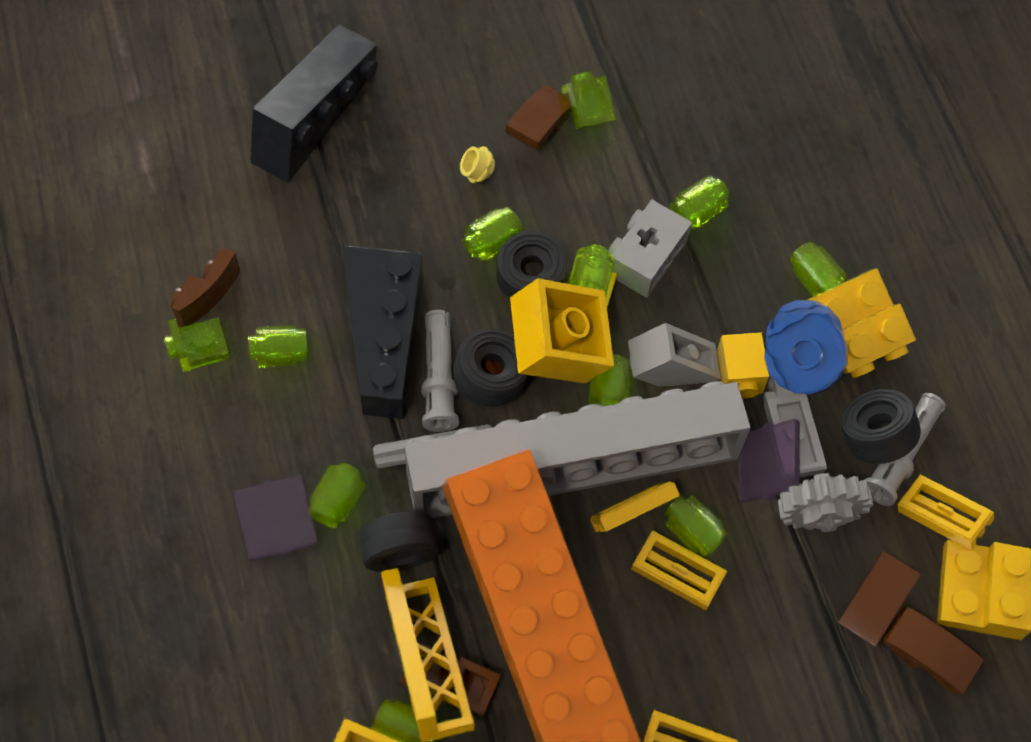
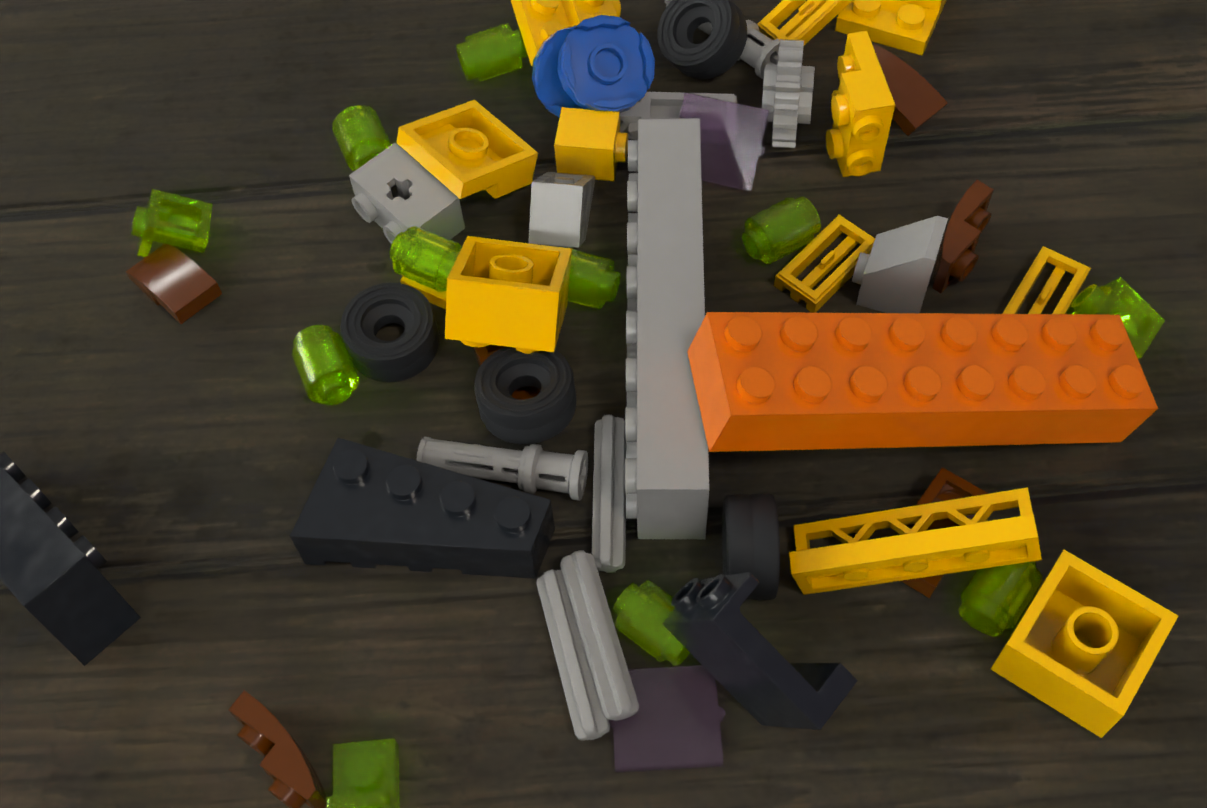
camera: 70 degrees left, 5 degrees down
(278, 345) = (407, 664): clear neon green brick -> none
(284, 576) = (745, 663): none -> black panel
(307, 447) = (571, 658): none -> light grey axle
(319, 458) = (599, 636): none -> light grey axle
(477, 164) = (204, 369): light yellow plate -> none
(634, 506) = (744, 274): yellow tile -> none
(671, 620) = (899, 267): none -> light grey slope
(701, 277) = (470, 151): none -> yellow plate
(708, 664) = (961, 237): none -> reddish brown slope
(822, 563) = (860, 109): none -> yellow plate
(934, 649) = (957, 55): reddish brown slope -> none

